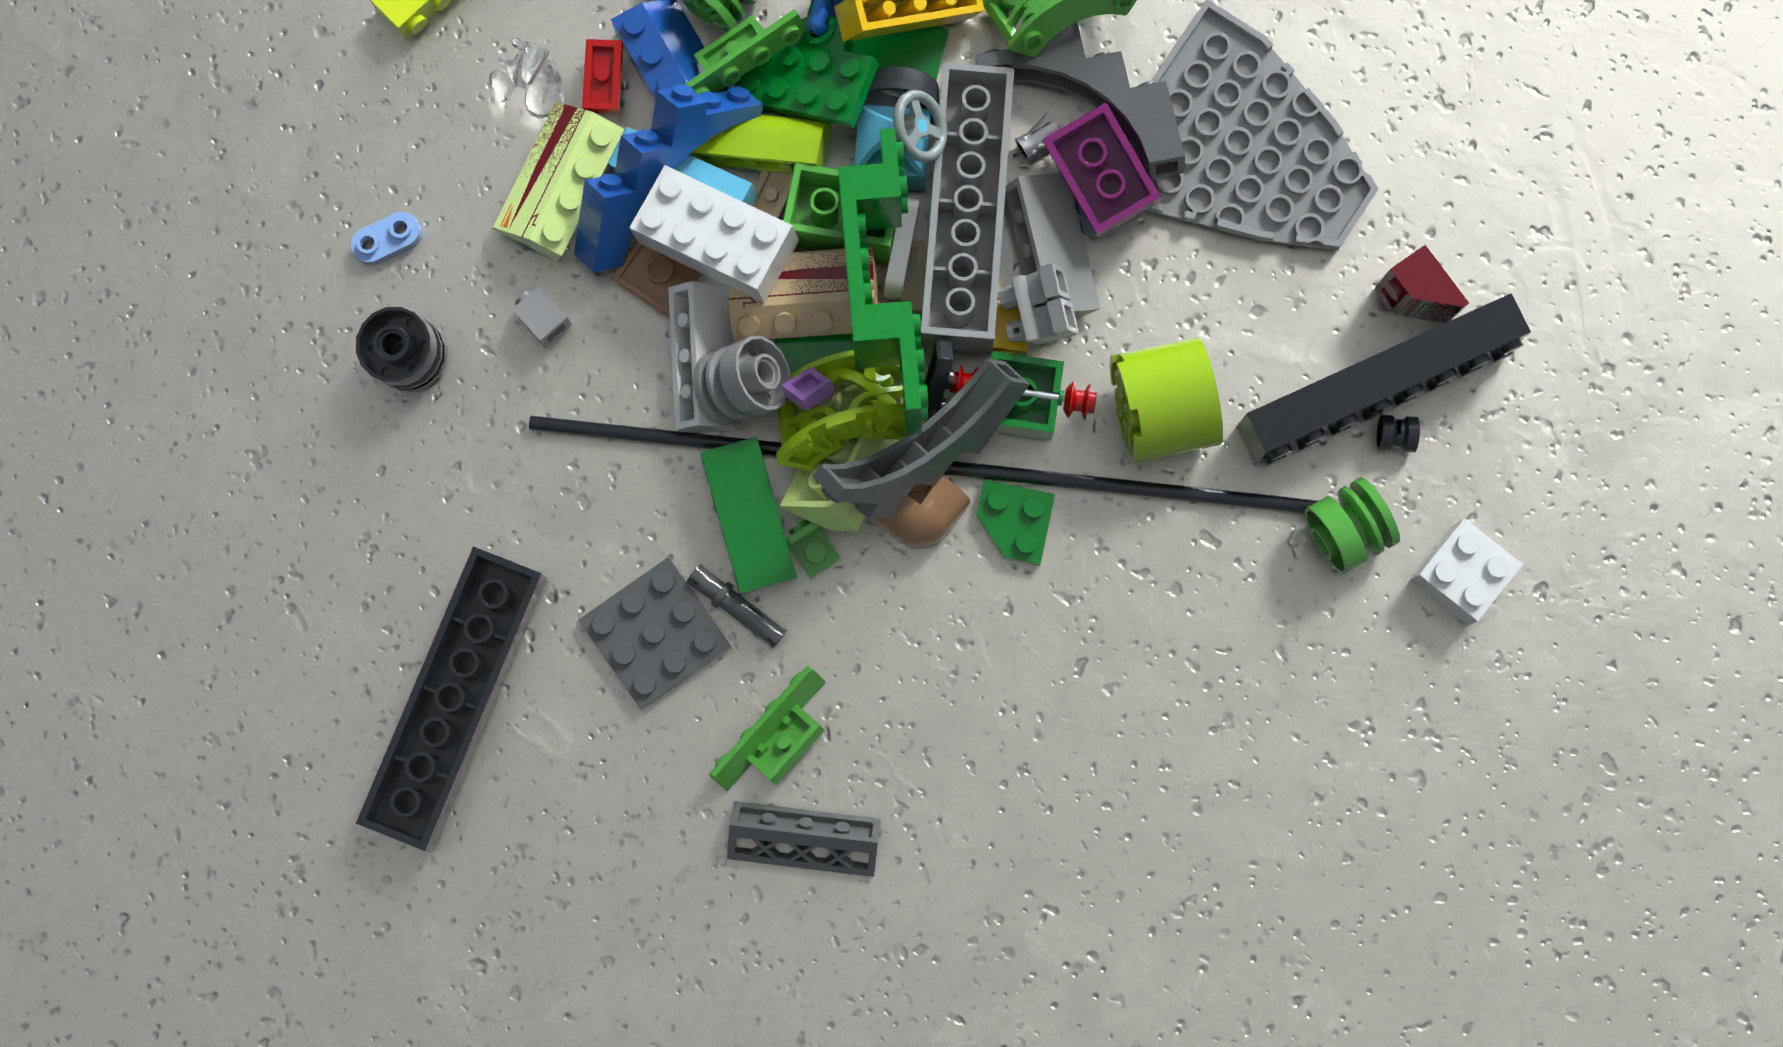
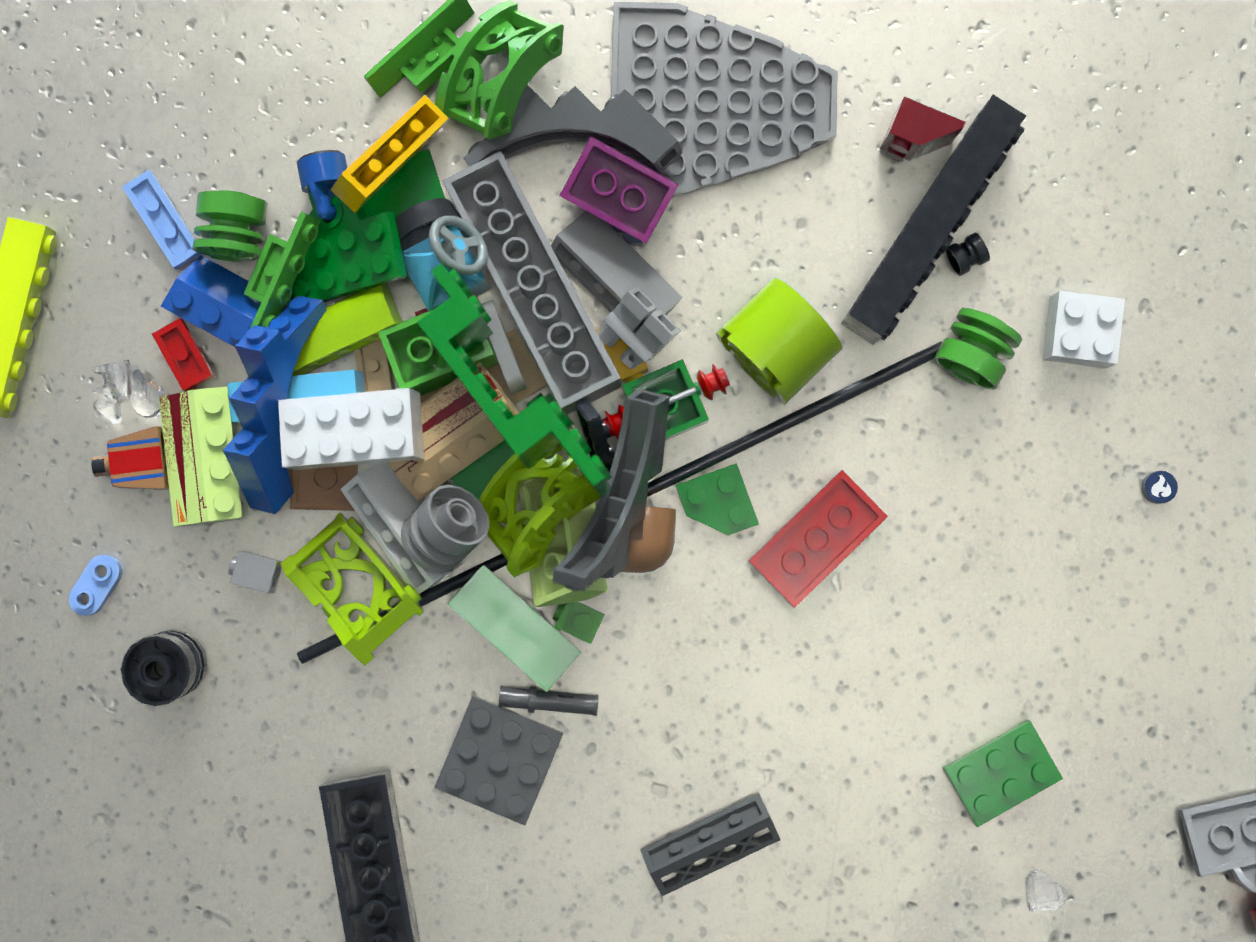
camera: 30 degrees left, 5 degrees up
(496, 147) = (135, 461): none -> torso
(607, 433) = (360, 636): none -> lime fence
(777, 736) = (643, 781): bright green bracket -> none
(808, 388) = (500, 505): medium lavender plate -> none
(1029, 142) = (548, 199): flat silver piece -> none
(1088, 612) = (818, 538): none -> plate
(1127, 948) = (1002, 773): none -> green plate
(1449, 769) = (1159, 487): none -> dark blue tile

